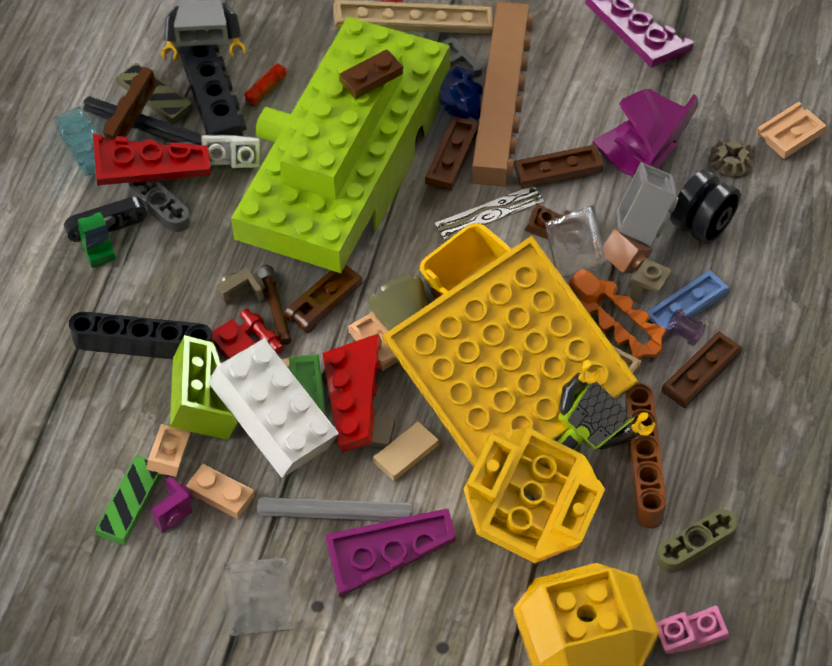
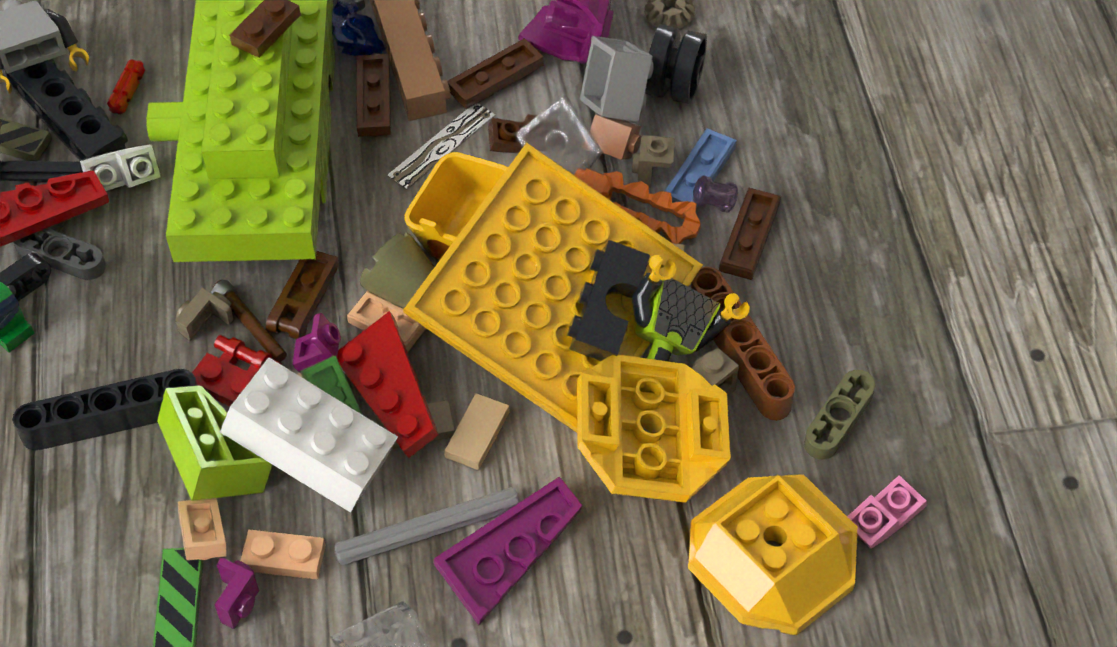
camera: 25 degrees left, 0 degrees up
(315, 341) = (317, 345): none -> magenta bracket
(558, 362) = (617, 271): none -> black arch
(608, 468) = (718, 370): none -> dark tan brick

